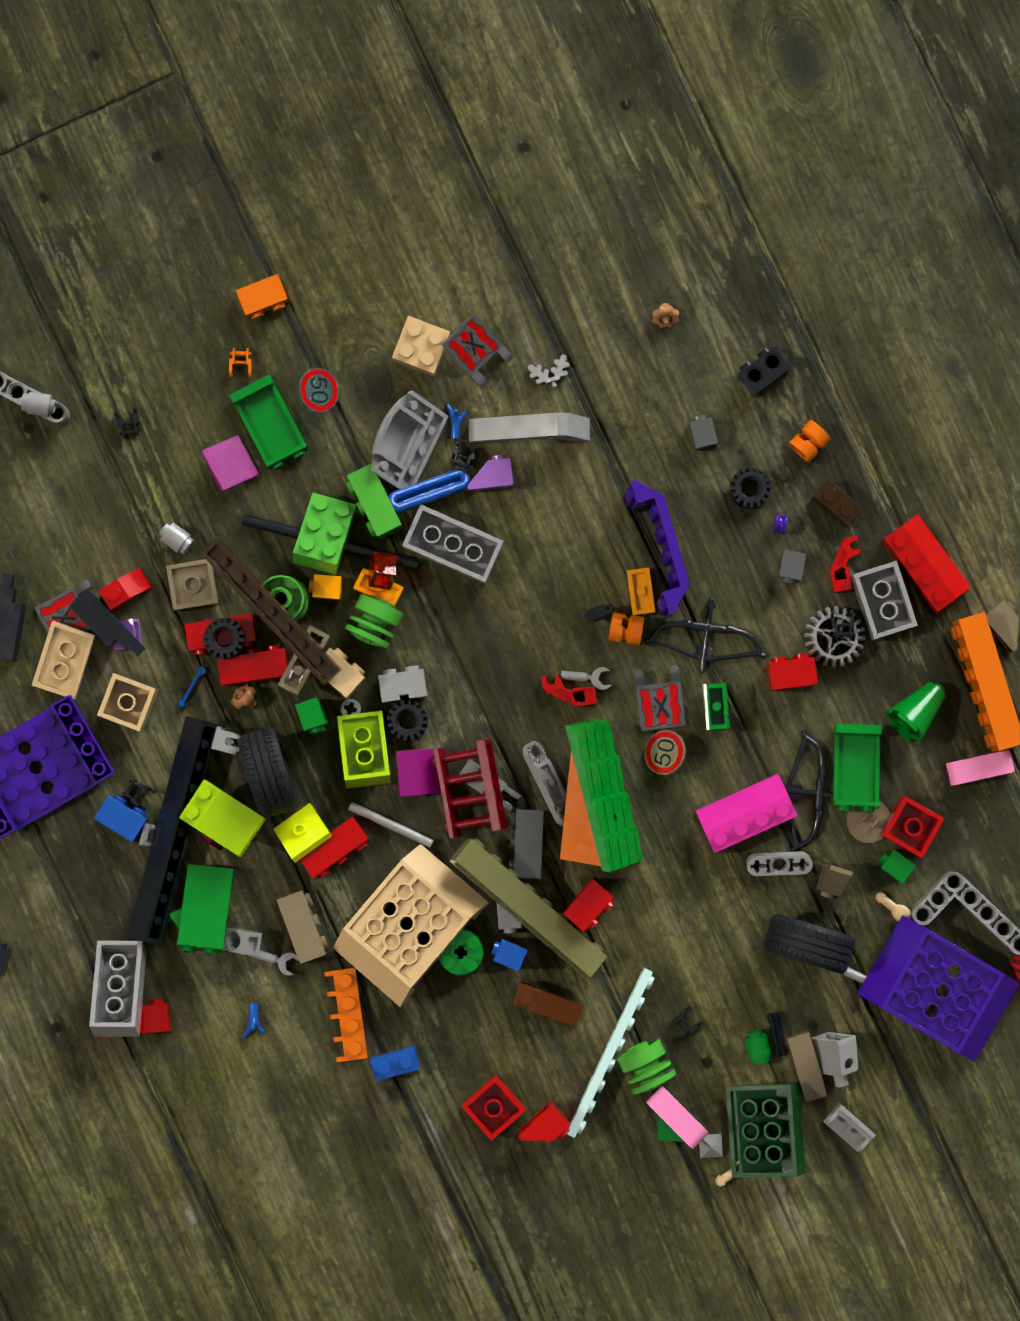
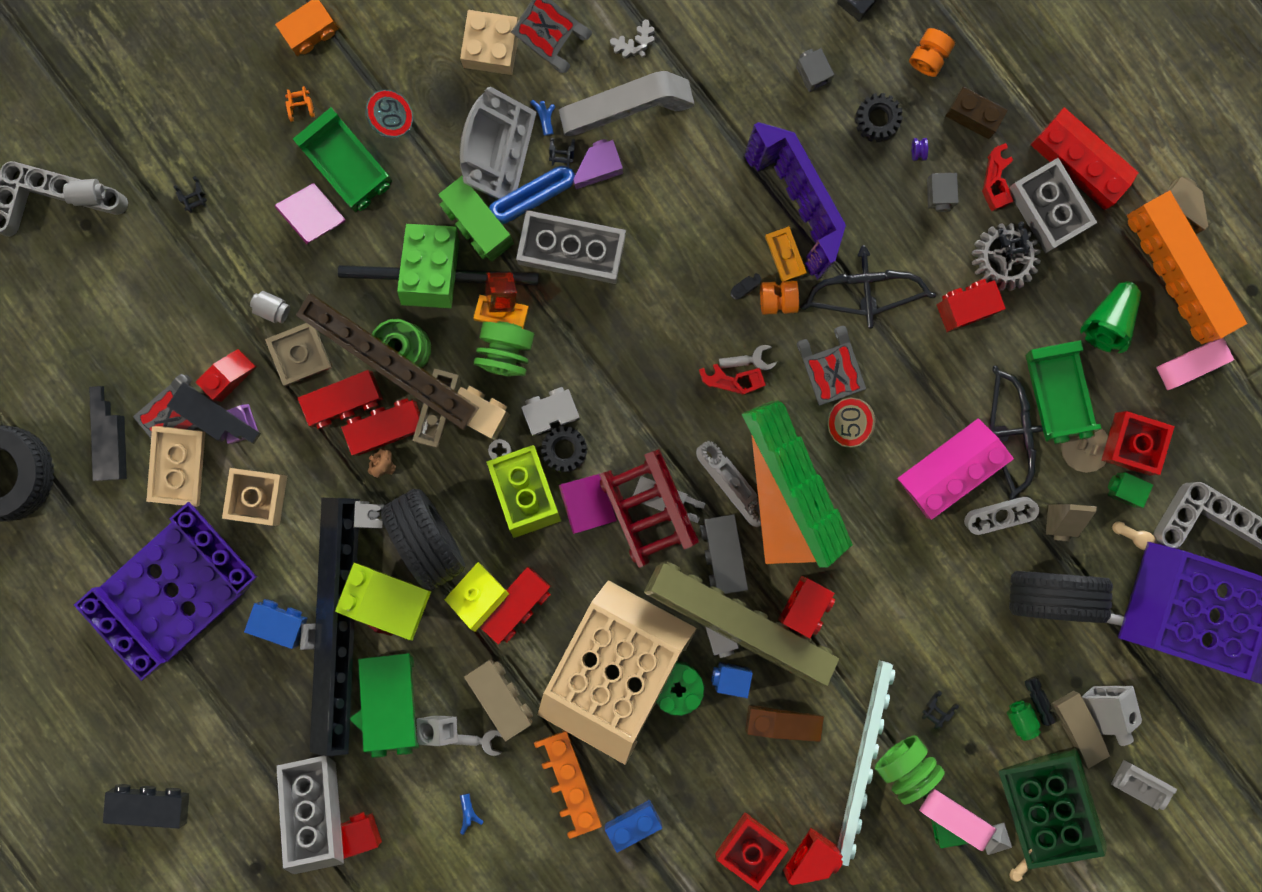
camera: 15 degrees left, 0 degrees up
(134, 799) = (286, 601): black piece -> none
(200, 672) = (328, 445): blue hinge -> none
(210, 638) = (329, 396): black tyre -> none
(312, 716) = (458, 466): green brick -> none
(326, 587) = (444, 324): light orange brick -> none
(390, 824) = (571, 566): light grey bar -> none
(715, 706) = (895, 360): green brick -> none

